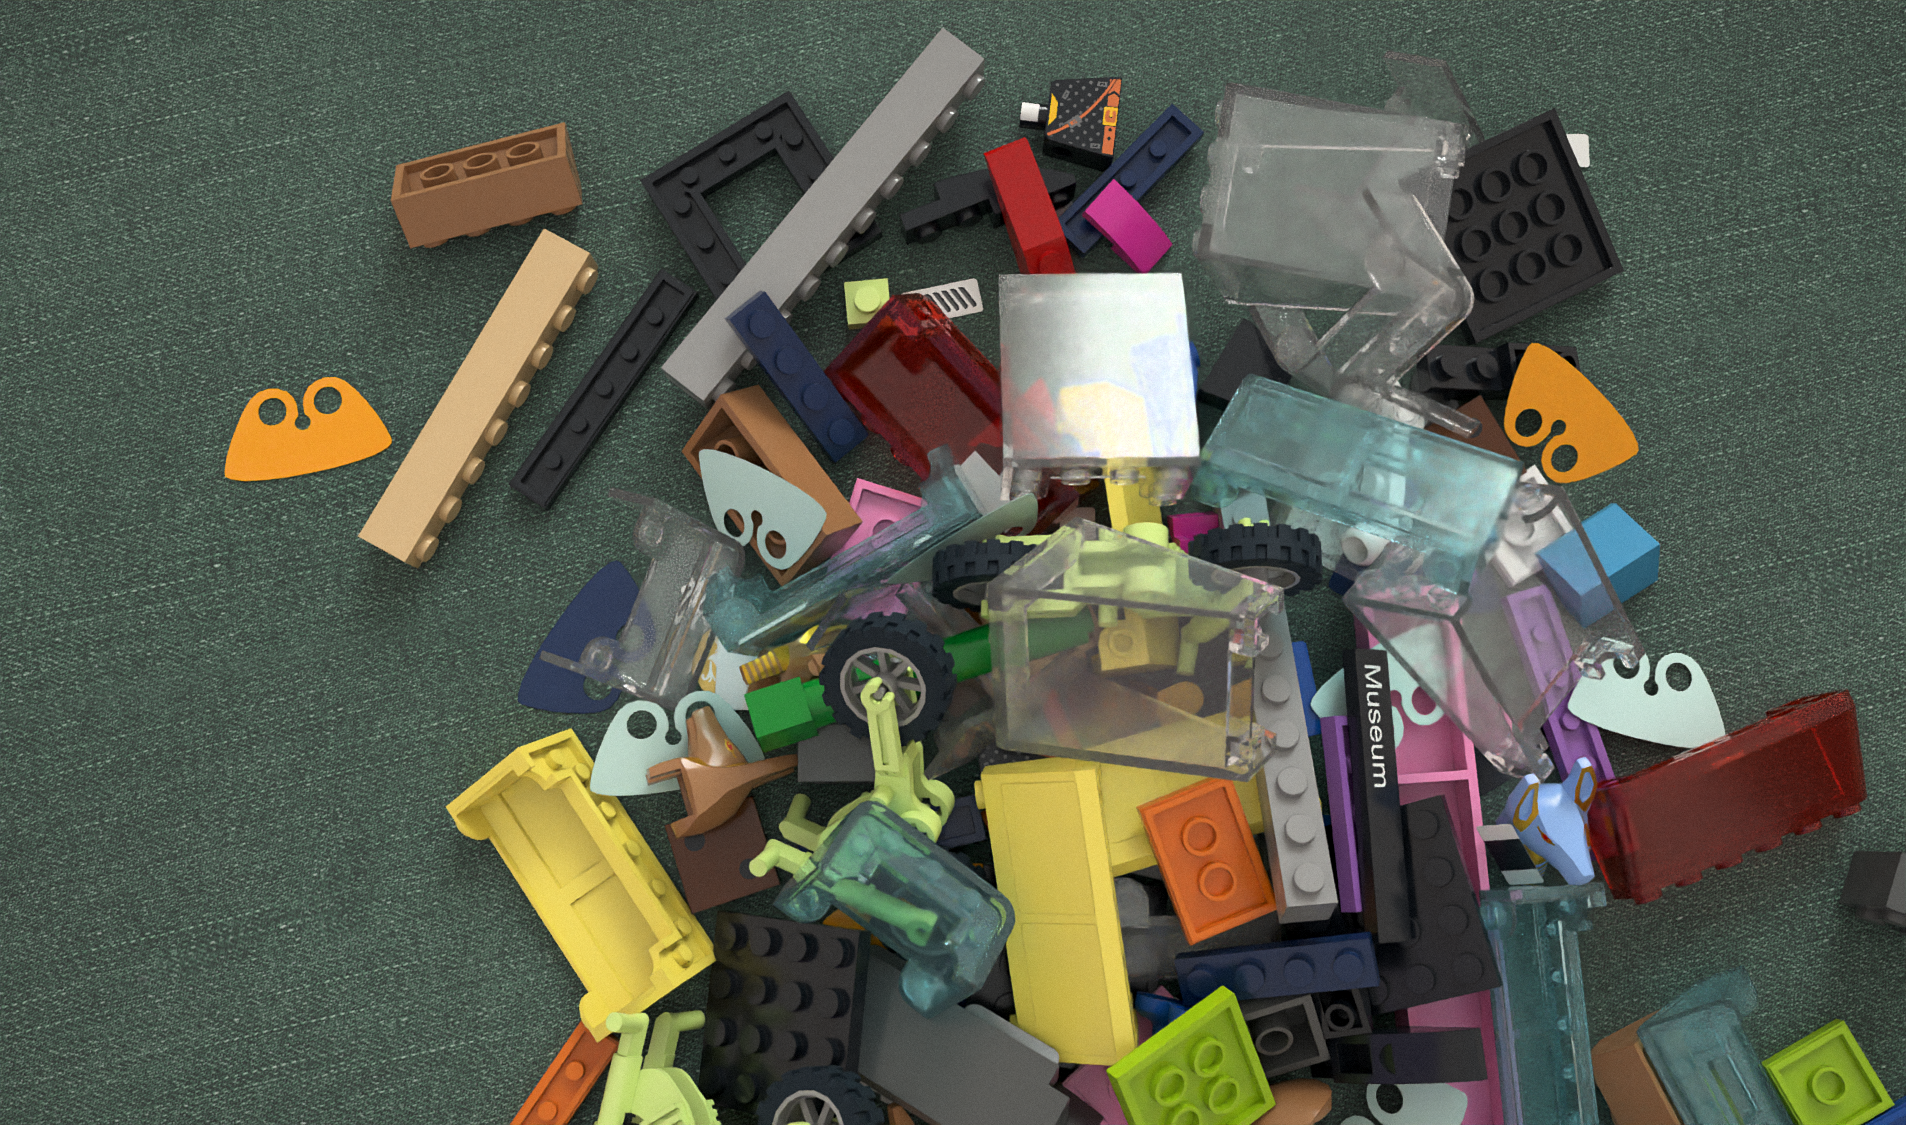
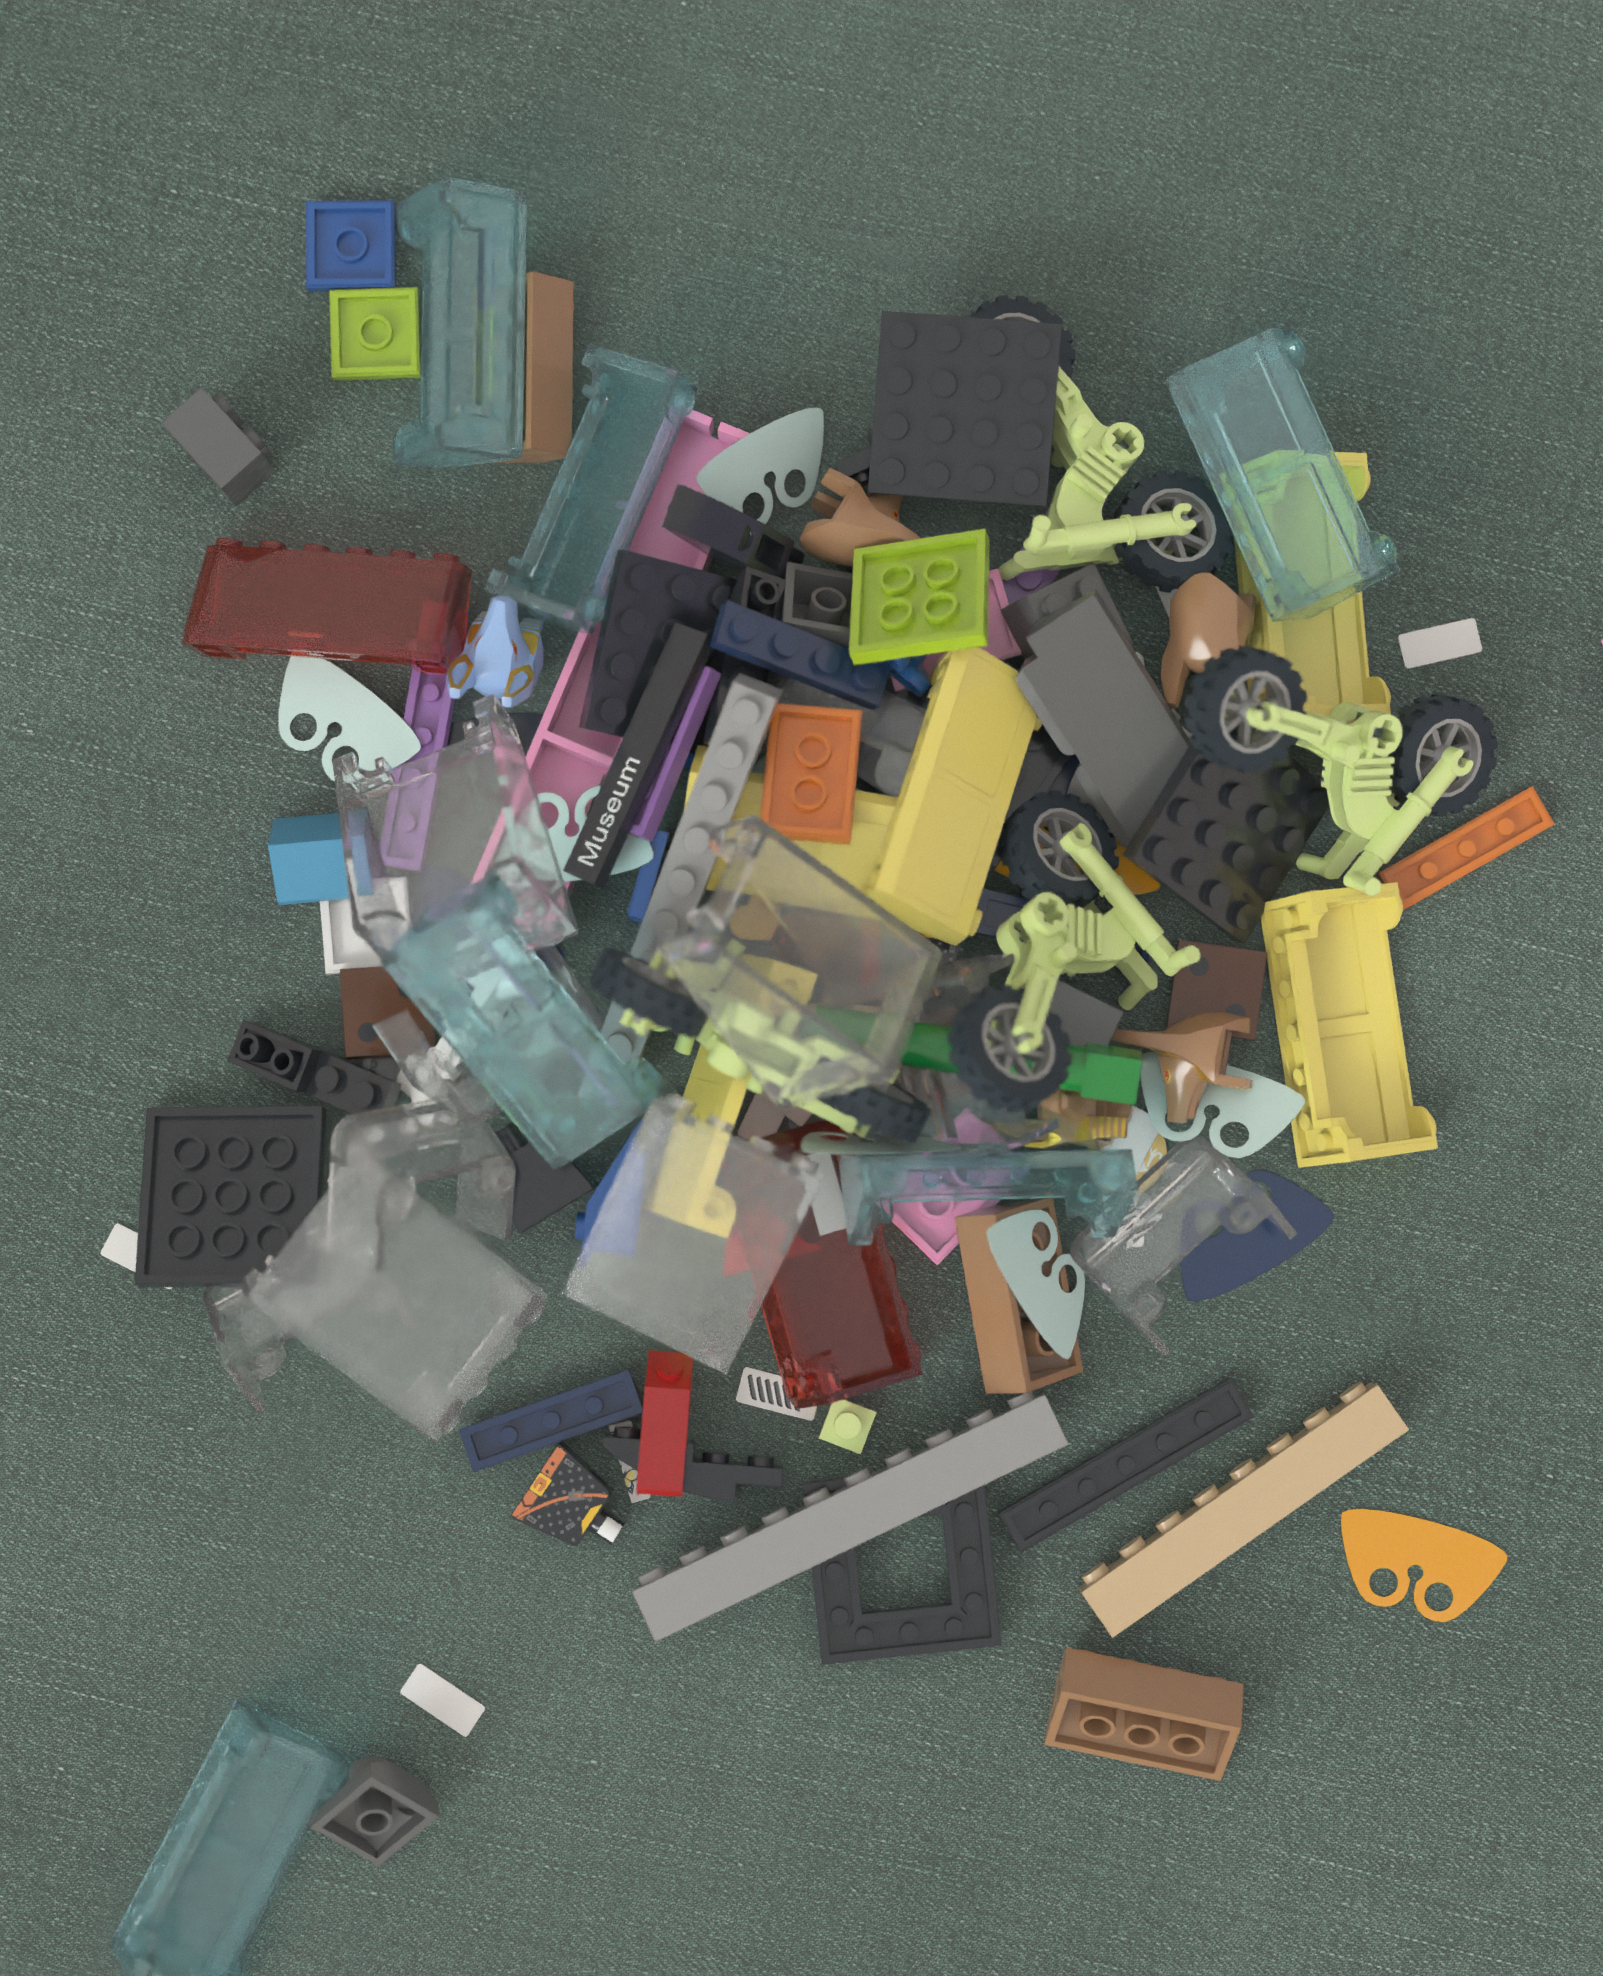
camera: 155 degrees left, 5 degrees up
(797, 376) = (948, 1379): dark blue plate -> none
(911, 899) = (1076, 864): clear light blue windscreen -> none
(1129, 227) = (576, 1373): dark pink slope -> none
(1188, 525) = (668, 1055): dark pink slope -> none
(1510, 854) = (546, 650): sticker -> none
(1563, 393) = (256, 987): light orange piece -> none

